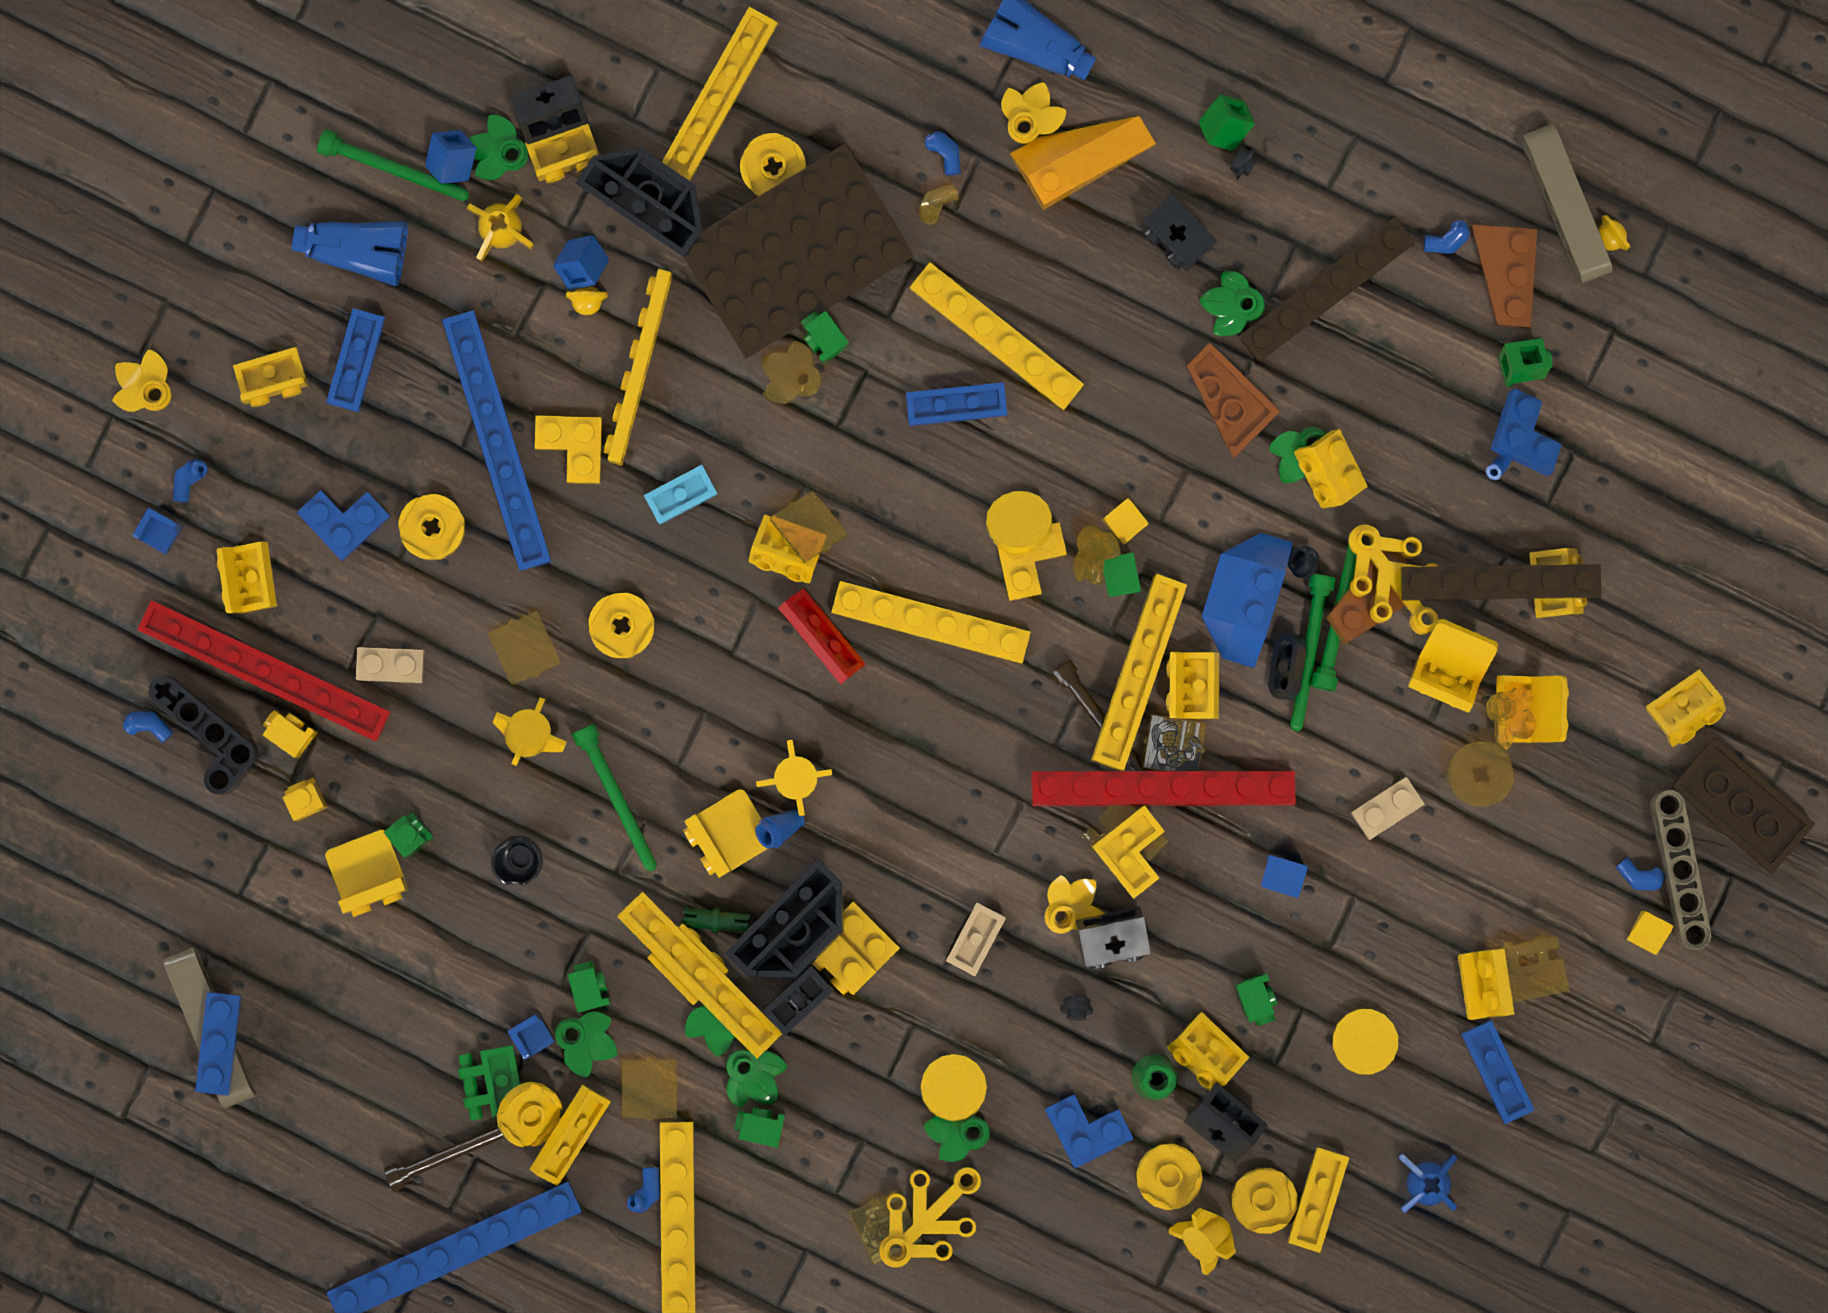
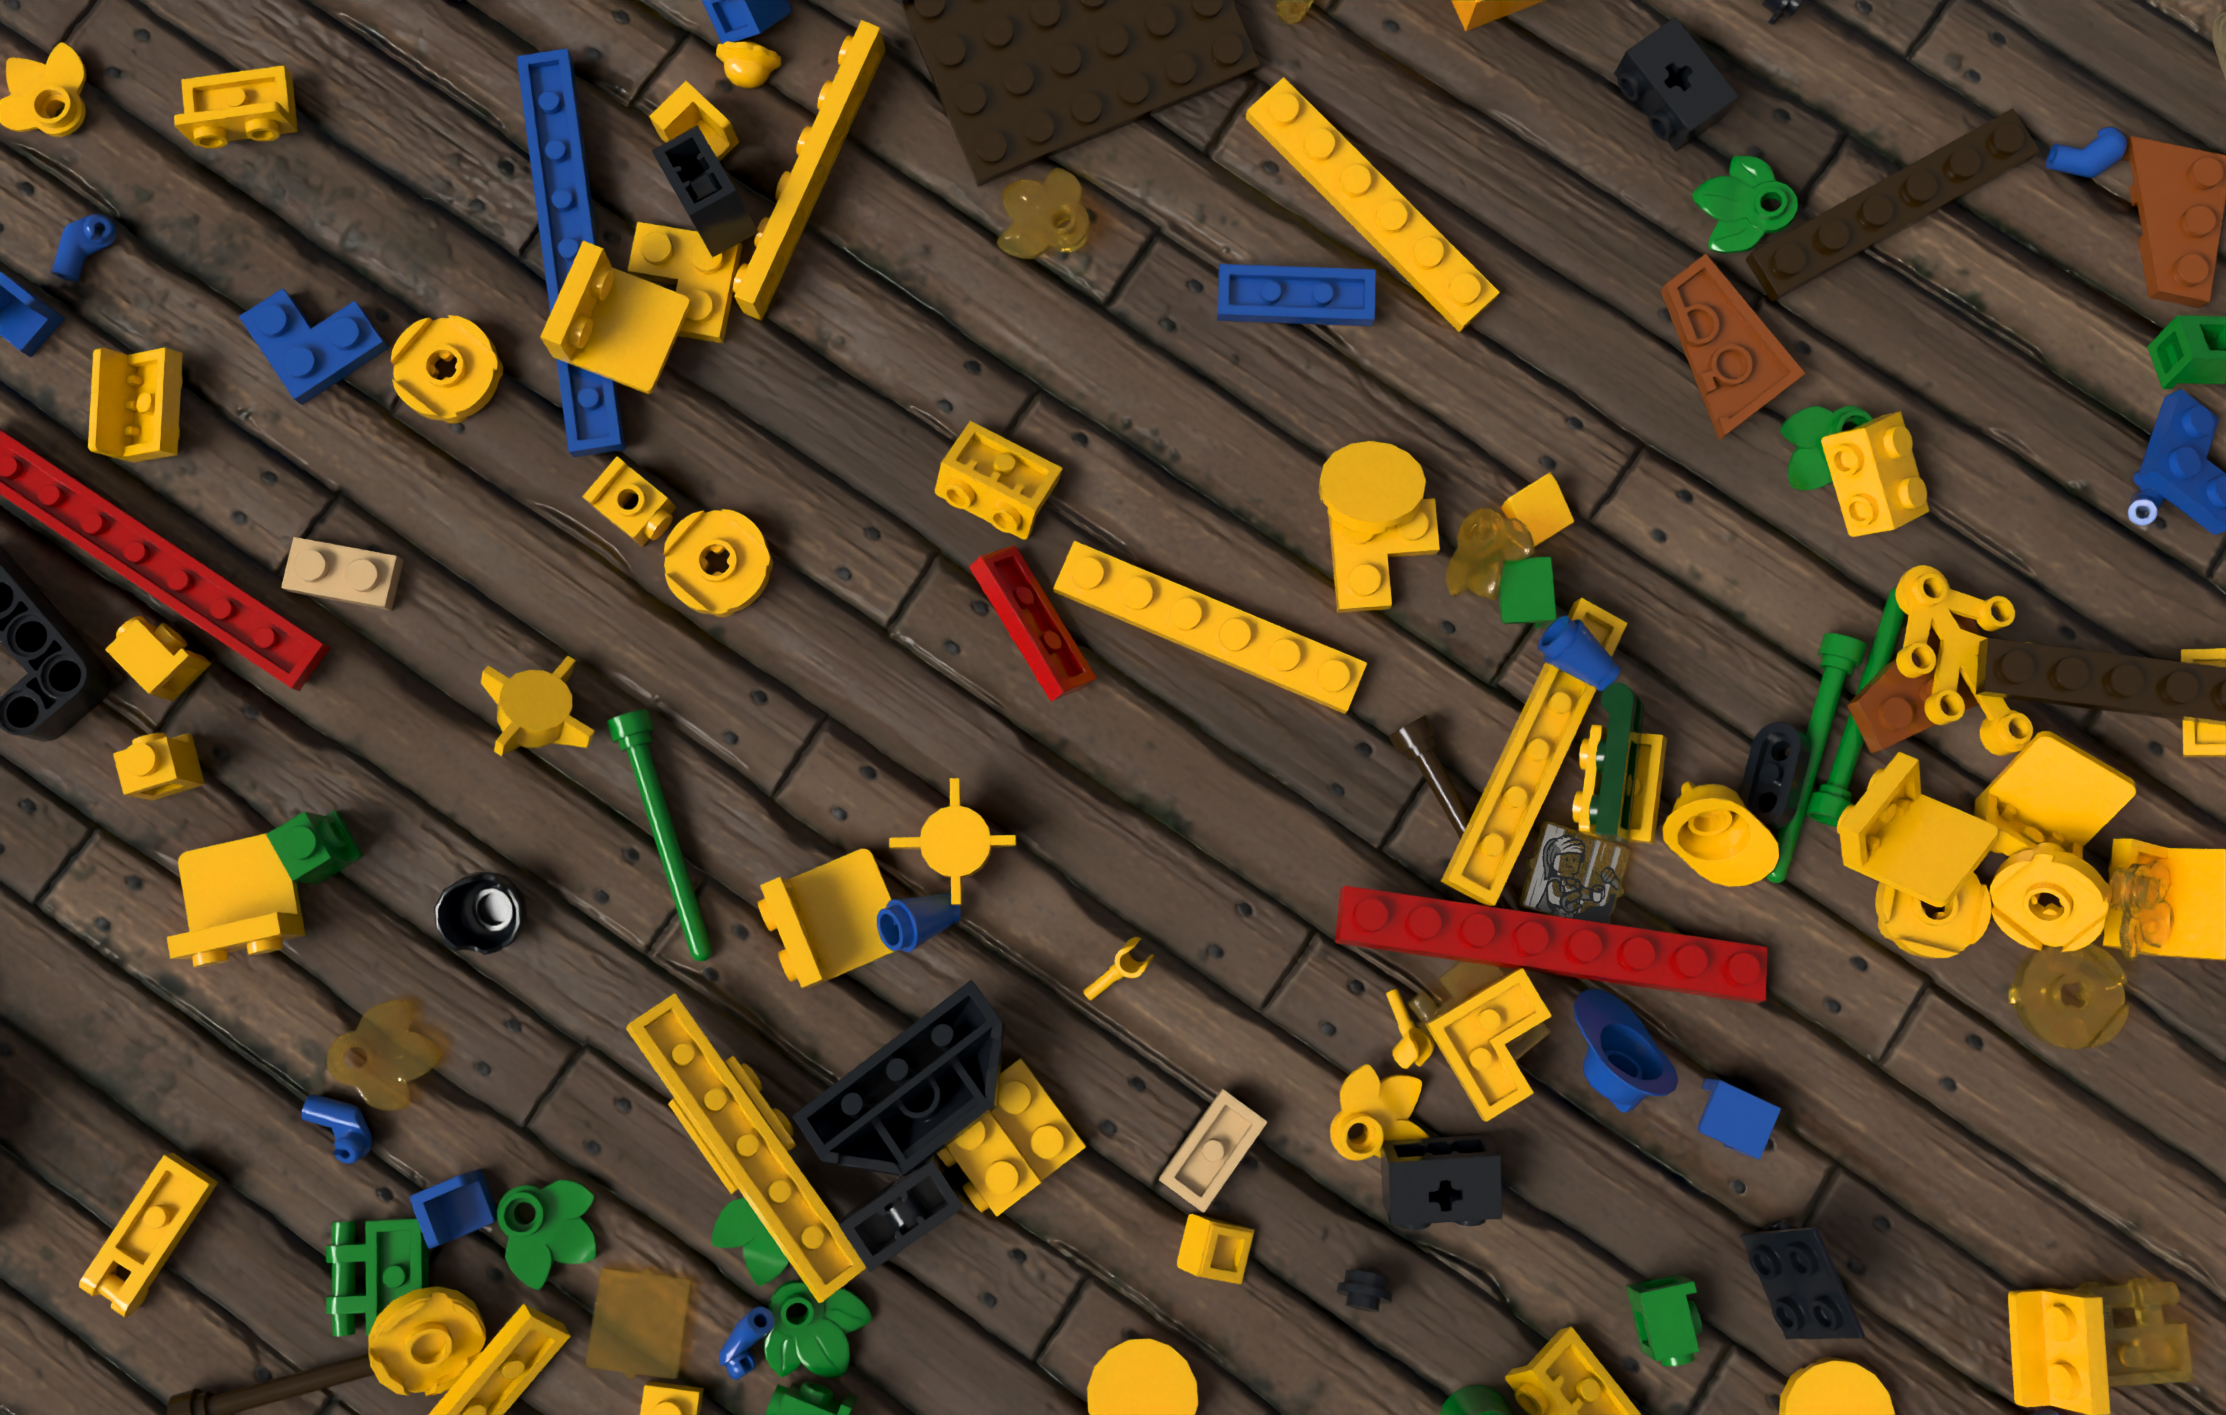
camera: 10 degrees right, 5 degrees down
(350, 1077) = (148, 1233): none -> yellow plate
(355, 360) = (374, 101): blue plate -> none
(455, 997) = (347, 1124): none -> blue arm
(475, 953) = (391, 1052): none -> clear yellow plate
(524, 648) = (560, 577): clear yellow piece -> none
(539, 488) = (614, 322): none -> yellow bracket
(553, 587) = (616, 488): none -> yellow brick
(562, 350) = (686, 110): none -> yellow panel
(578, 395) = (705, 191): none -> black brick
(588, 987) = (562, 1139): green brick -> none
(680, 495) = (843, 373): medium azure plate -> none
(713, 1087) = (747, 1332): none -> blue arm
(716, 920) = (791, 1056): dark green pin -> none
(808, 527) = (1036, 448): clear yellow piece -> none
(824, 336) = (1105, 163): green brick -> none
(907, 838) = (1123, 966): none -> yellow hand
(985, 997) = (1215, 1249): none -> yellow slope
(1088, 859) = (1415, 1042): none -> yellow hand
(1155, 610) = (1578, 653): none -> blue cone
(1188, 673) = (1618, 762): none -> dark green plate
(1212, 846) = (1621, 1054): none -> blue piece
(1245, 596) = (1719, 659): blue wedge -> none
(1255, 708) = (1720, 836): none -> yellow piece
(1303, 562) = (1817, 614): black plate -> none
(1330, 966) = (1801, 1283): none -> black hinge
(1369, 692) = (1911, 838): none -> yellow bracket
(1387, 808) = (1910, 1029): tan plate -> none
(1406, 718) = (1943, 935): none -> yellow plate
(1470, 716) = (2049, 870): none -> yellow plate

